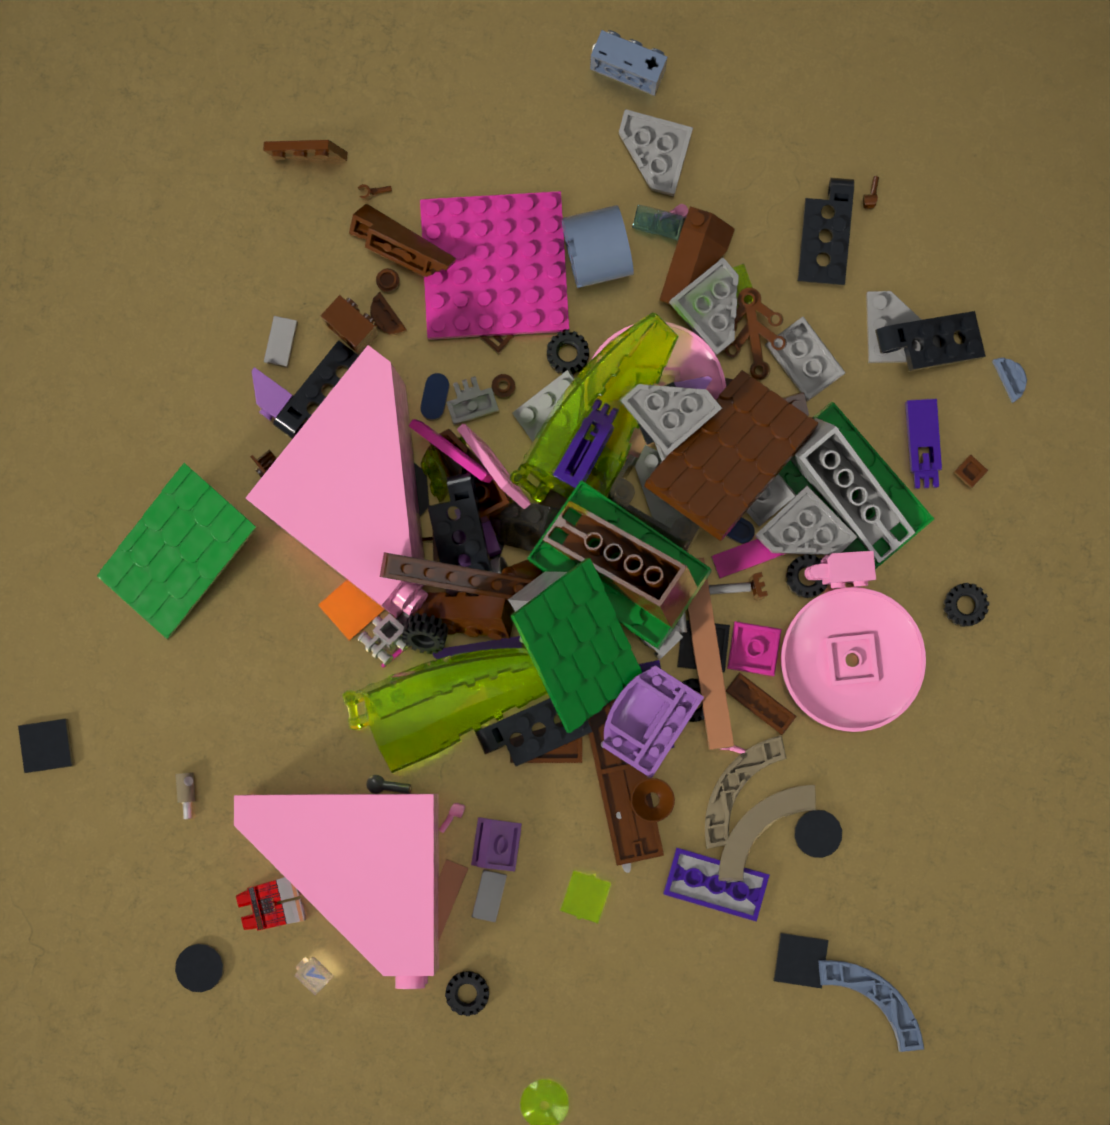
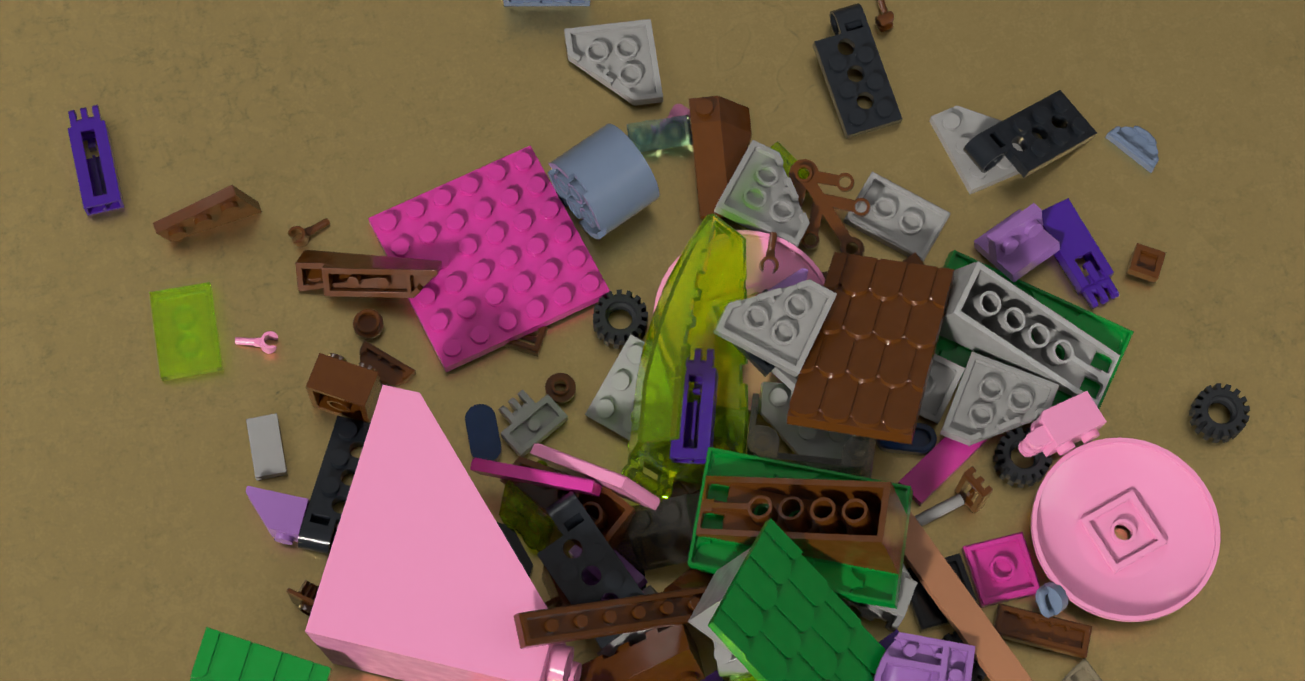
camera: 30 degrees left, 15 degrees down
(241, 82) = (96, 175): none -> dark purple hinge
(257, 231) = (186, 331): none -> clear neon green tile
(304, 260) = (259, 342): none -> bright pink hand
(693, 352) = (770, 253): none -> reddish brown hand
(775, 686) = (1051, 599): none -> sand blue tile
(881, 418) = (1018, 243): none -> medium lavender bracket

